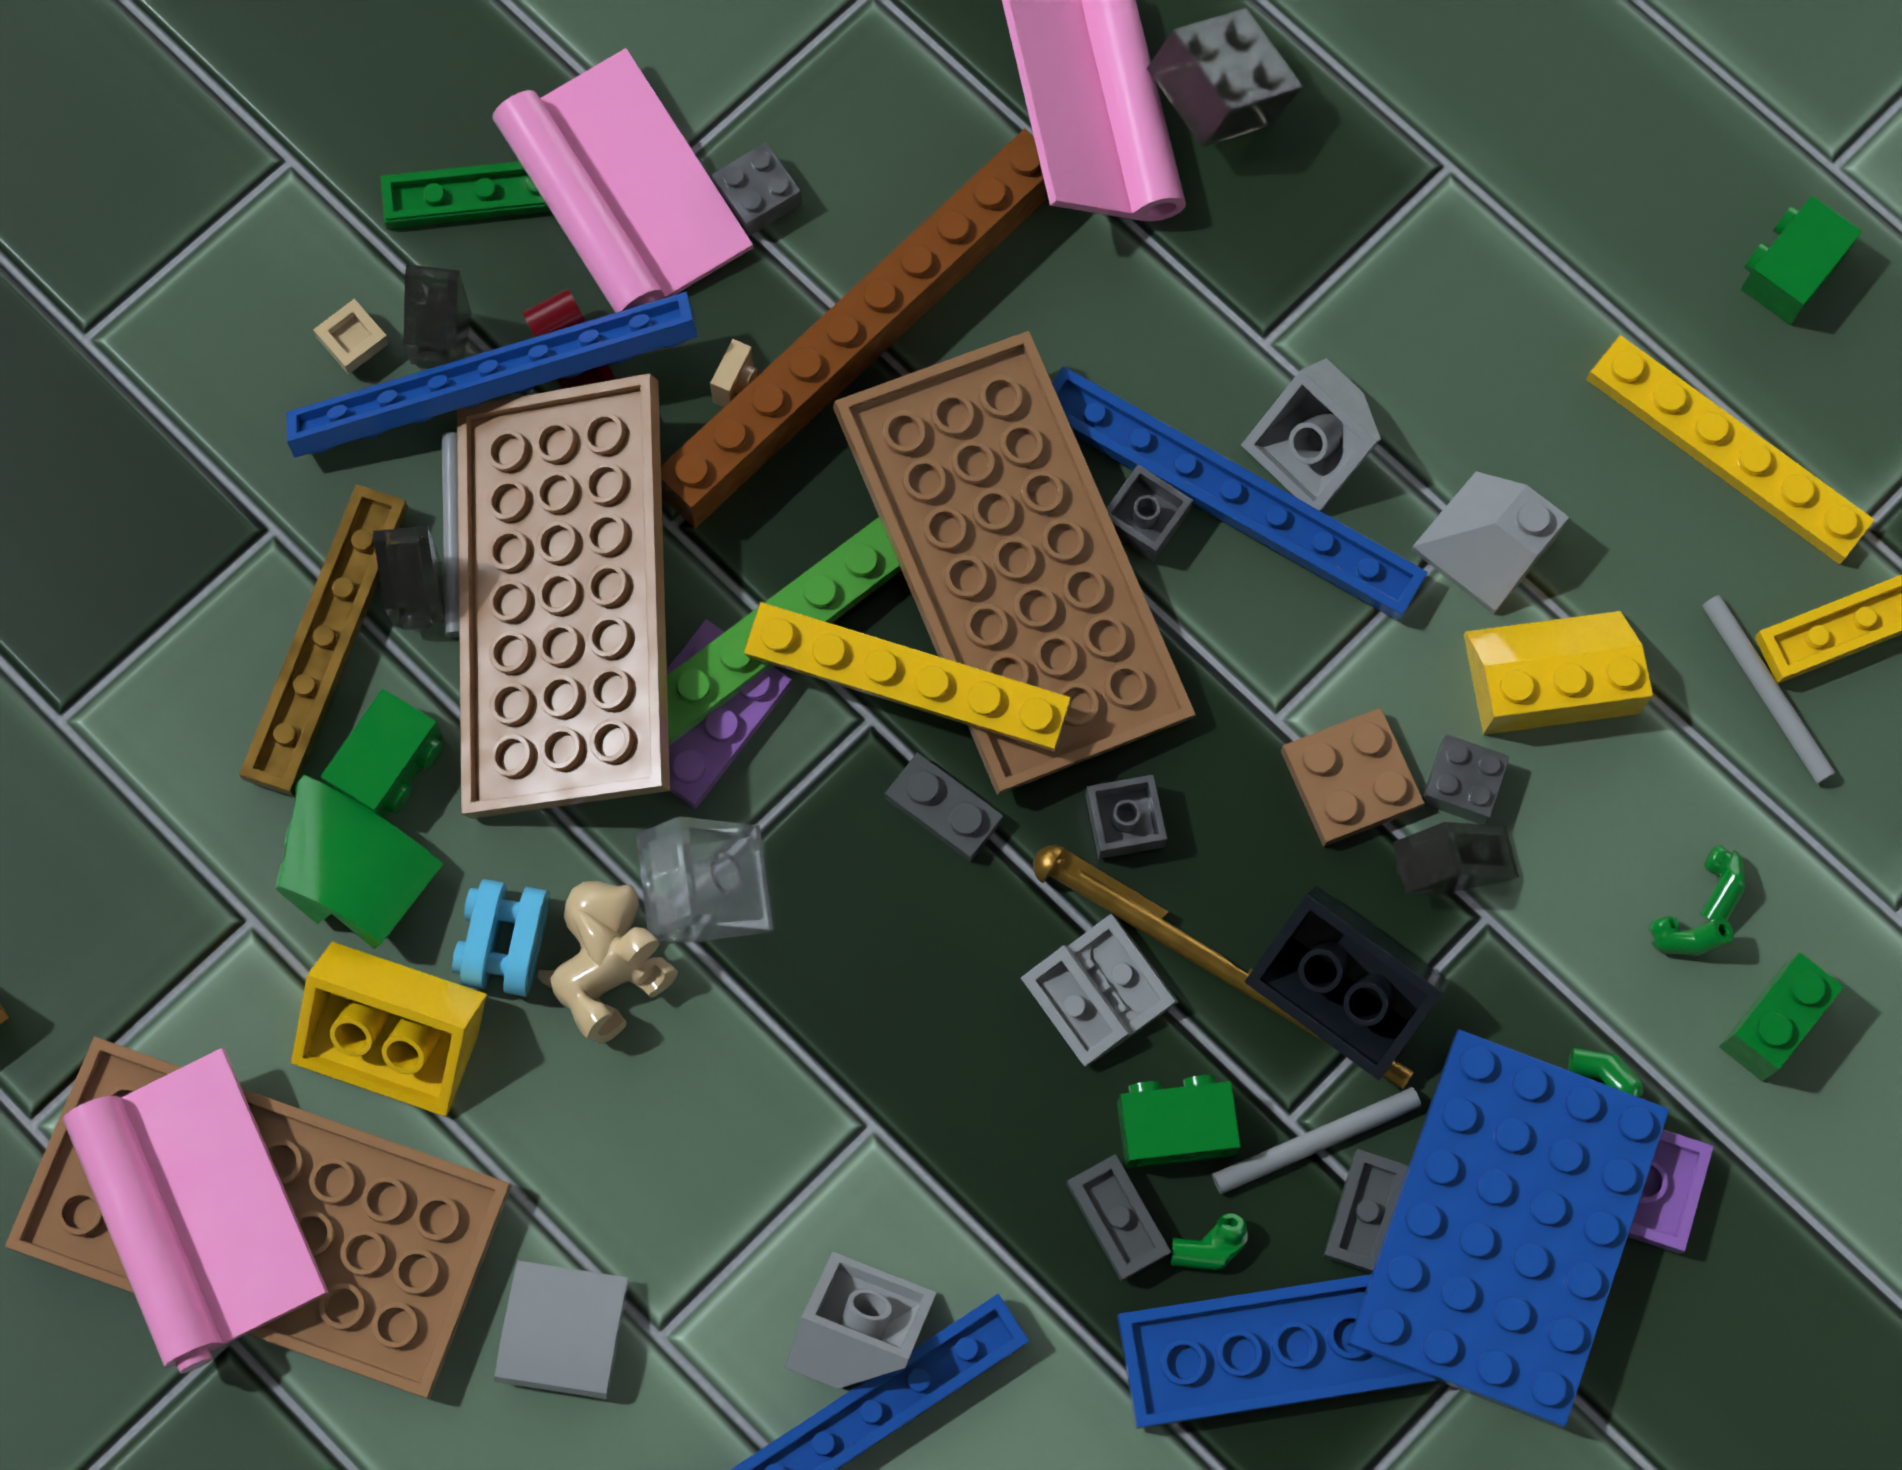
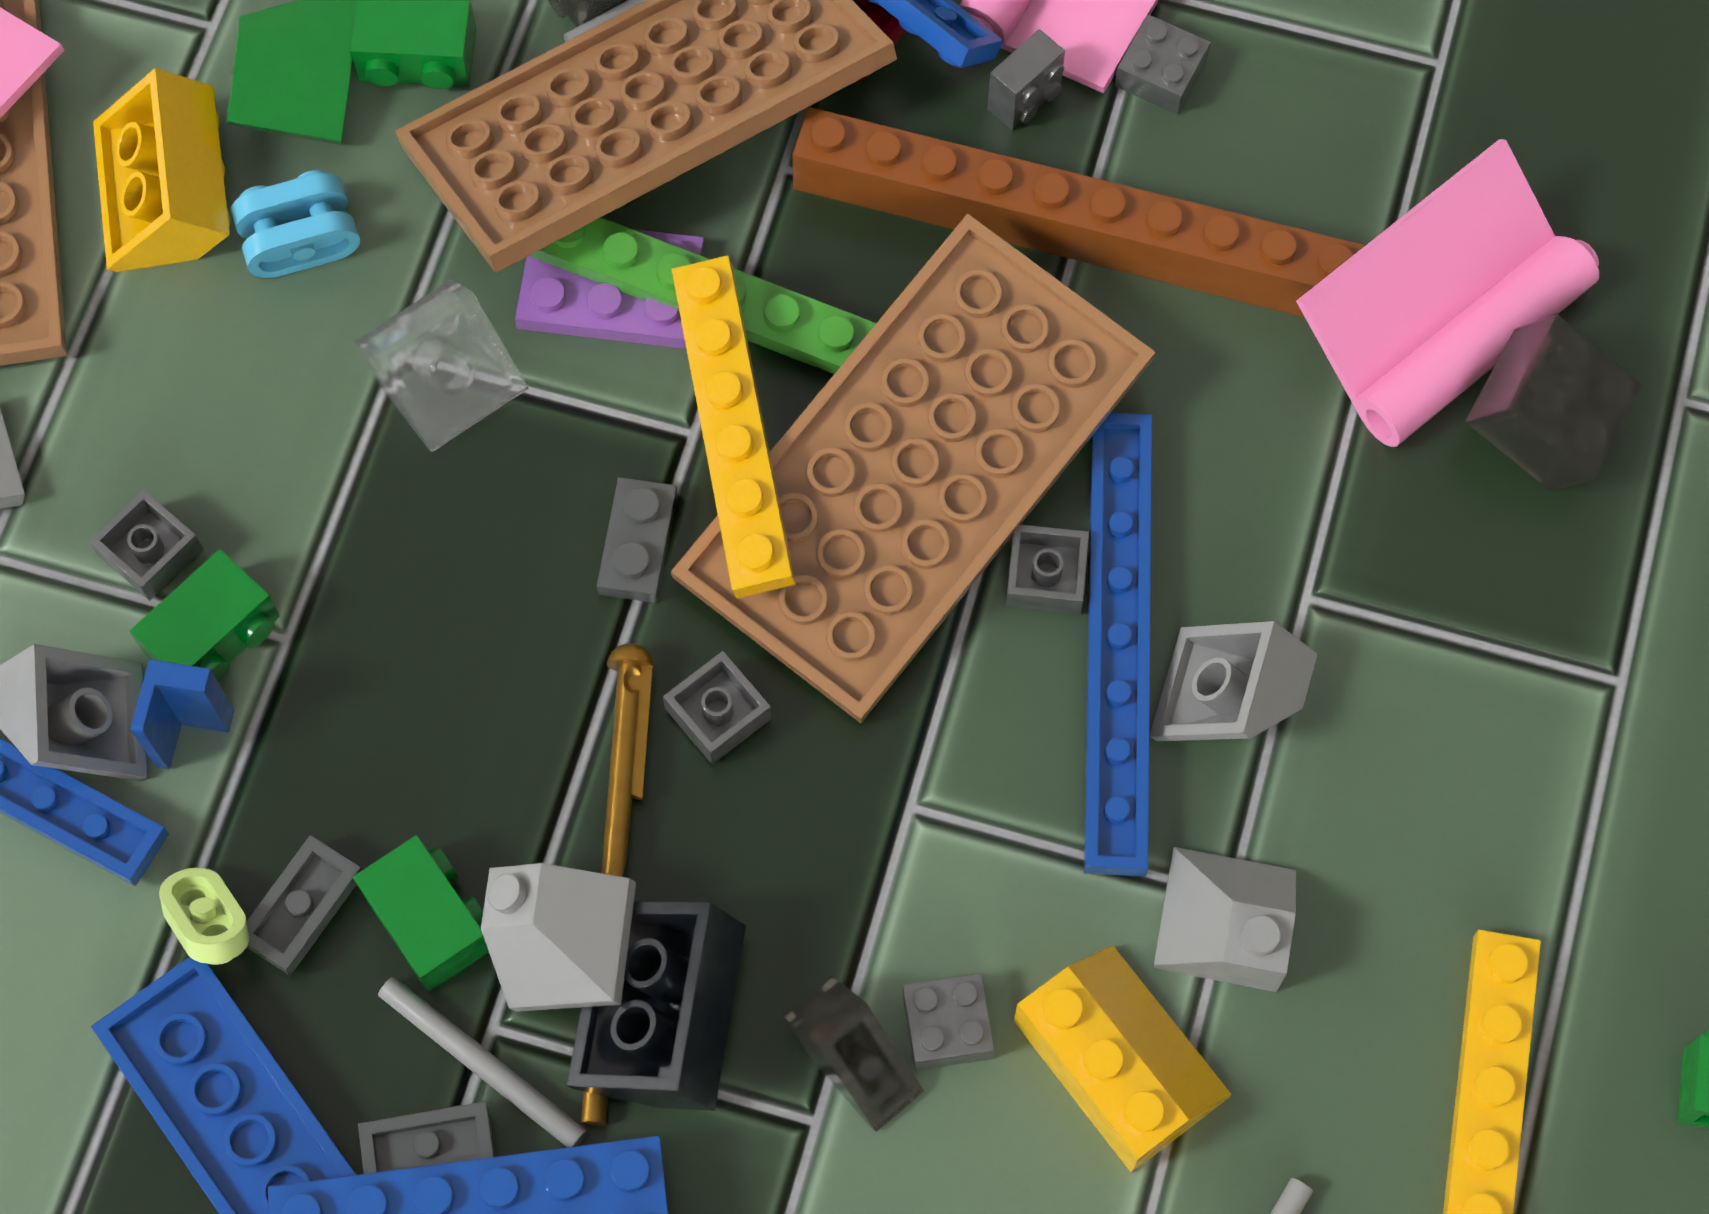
camera: 65 degrees right, 5 degrees down
(608, 957) = (320, 318): tan animal -> none
(718, 296) = (1026, 80): none -> flat silver piece
(733, 373) = (961, 127): tan plate -> none
(734, 1196) = (146, 545): none -> flat silver piece
(836, 1179) = (208, 618): none -> green brick
(899, 1224) = (177, 697): none -> blue panel
(1098, 1293) = (204, 915): none -> yellowish green plate
(1099, 990) = (528, 775): light grey slope -> none
(1215, 1249) = (316, 1017): green arm -> none
(1261, 1026) = (557, 935): none -> light grey slope
(1352, 777) = (888, 909): medium nougat plate -> none

